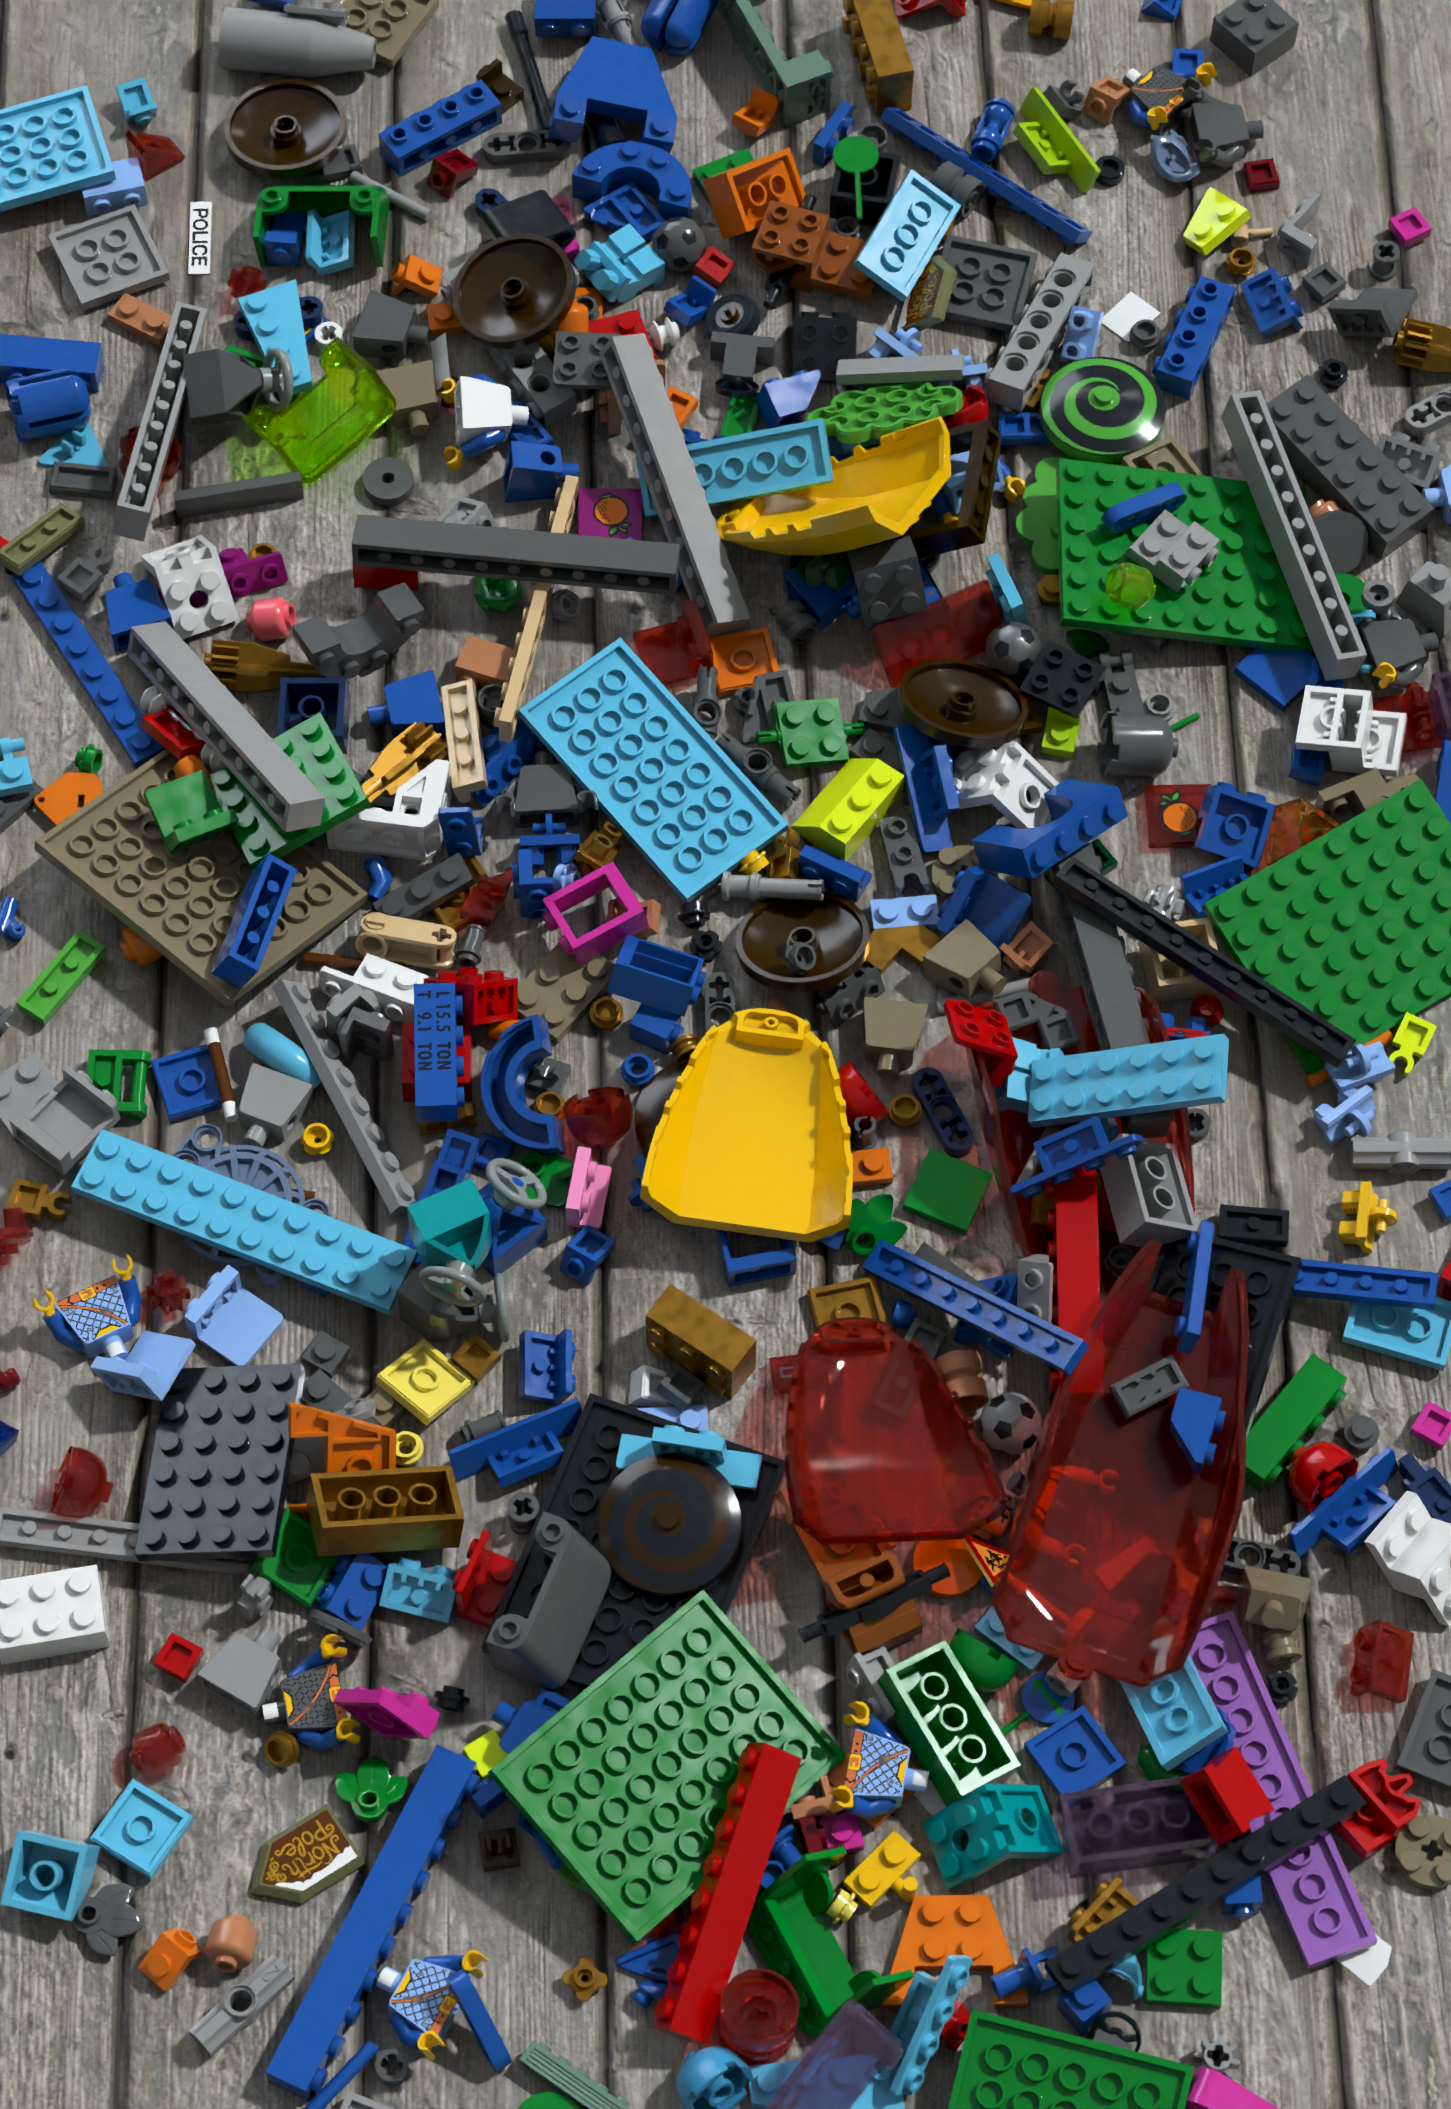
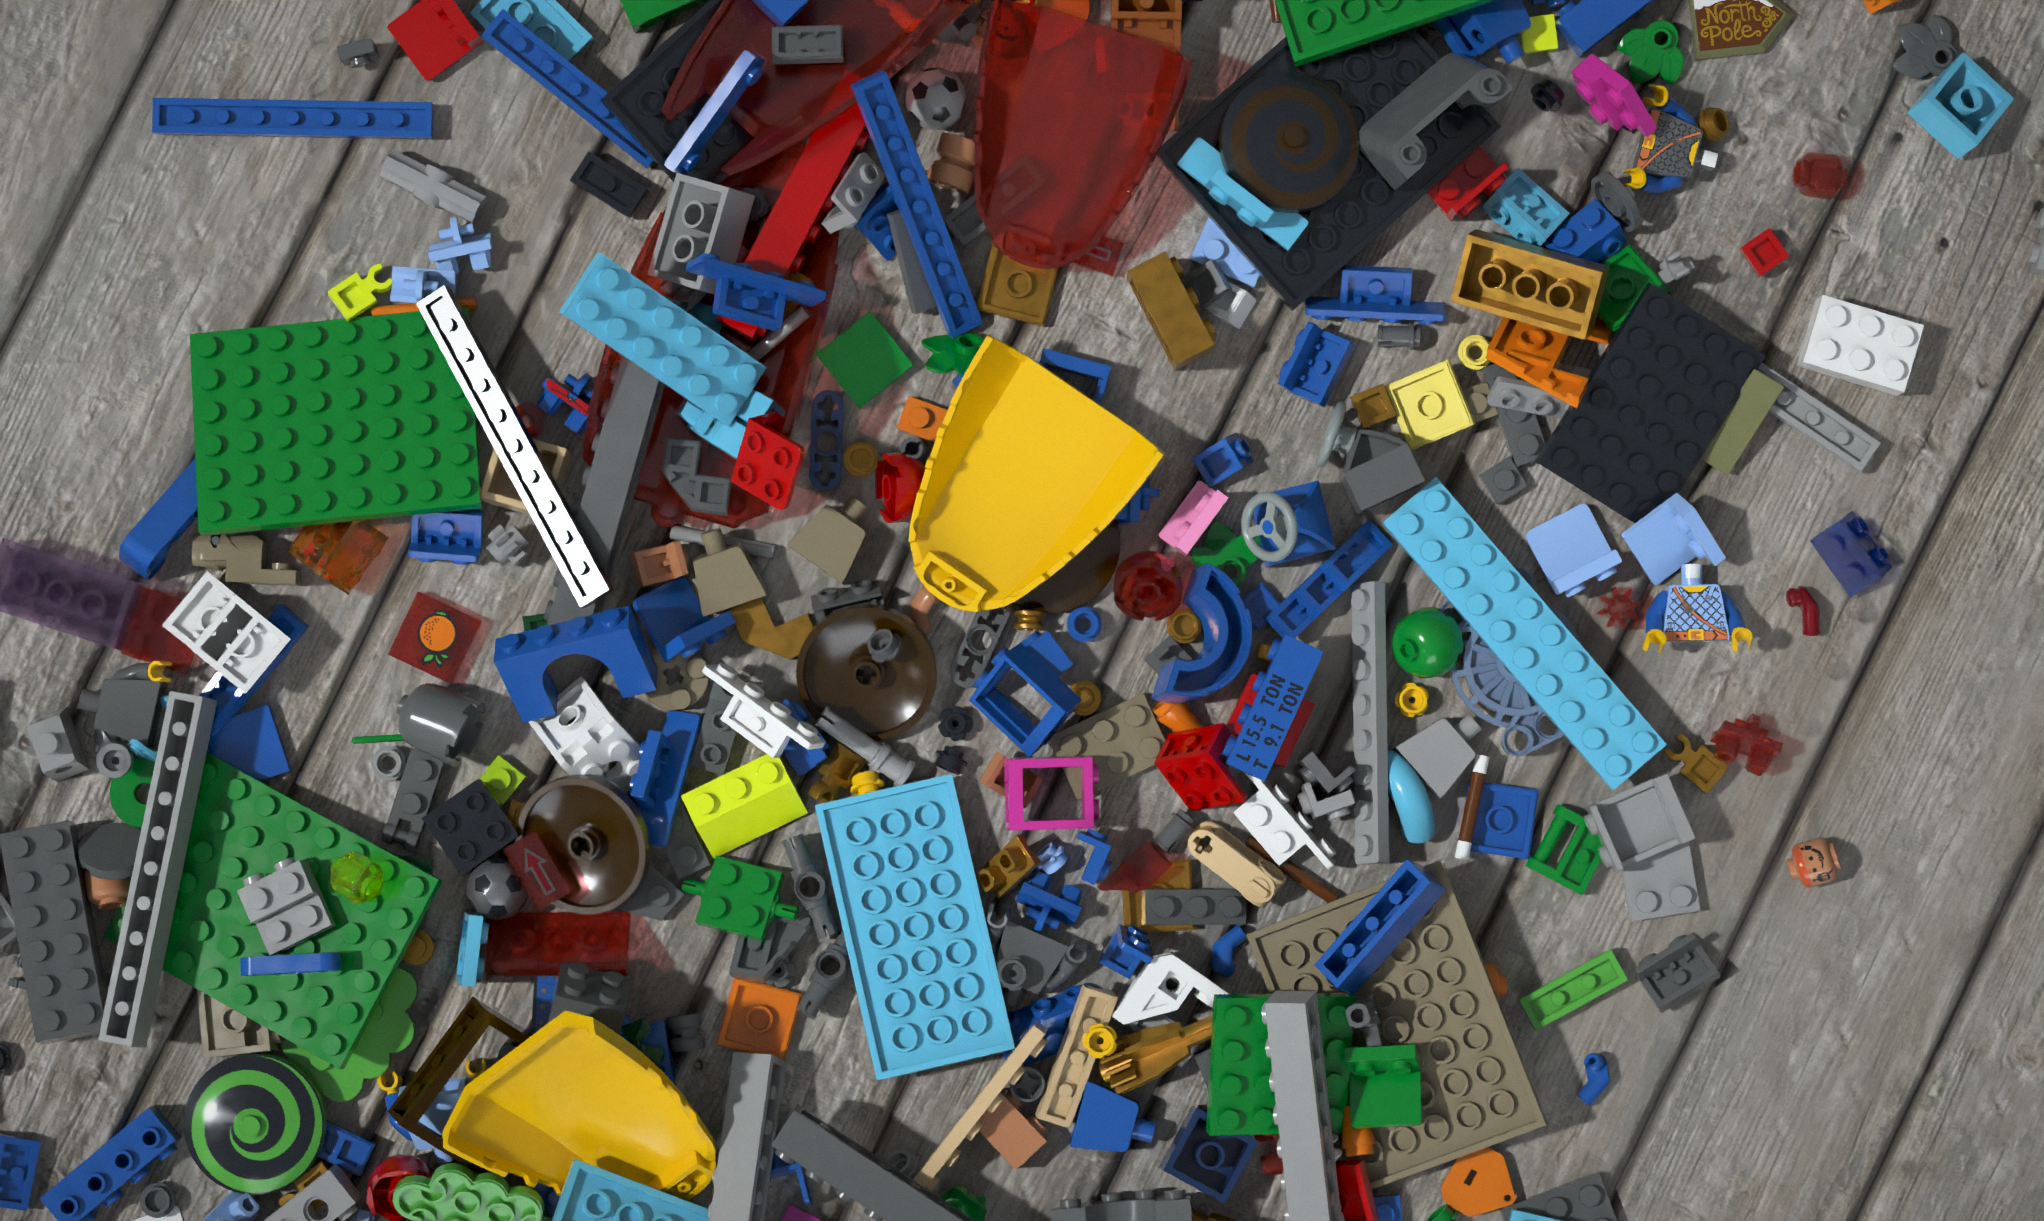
camera: 150 degrees left, 25 degrees up
(81, 1484) = (1781, 452): clear red cylinder -> none
(128, 1496) = (1743, 421): none -> olive tile
(142, 1829) = (1863, 112): medium azure plate -> none
(233, 856) = (1366, 1015): none -> dark grey bar
(244, 1671) = (1713, 209): light grey torso -> none
(328, 1175) = (1427, 643): none -> green cylinder
(450, 740) = (1090, 1040): none -> yellow plate
(453, 1241) = (1354, 488): teal piece -> none
(520, 1504) = (1404, 224): dark grey bush -> none
(548, 759) = (1013, 963): none -> dark grey plate
(677, 648) = (822, 1062): clear red bracket -> none
(874, 858) = (759, 719): none -> white bracket
(902, 1314) = (972, 259): blue hinge -> none
(905, 912) = (753, 663): light blue plate -> none
(988, 667) = (536, 871): none -> clear red tile
(1234, 824) = (393, 593): blue plate -> none
(1364, 1204) = (514, 129): yellow hips -> none

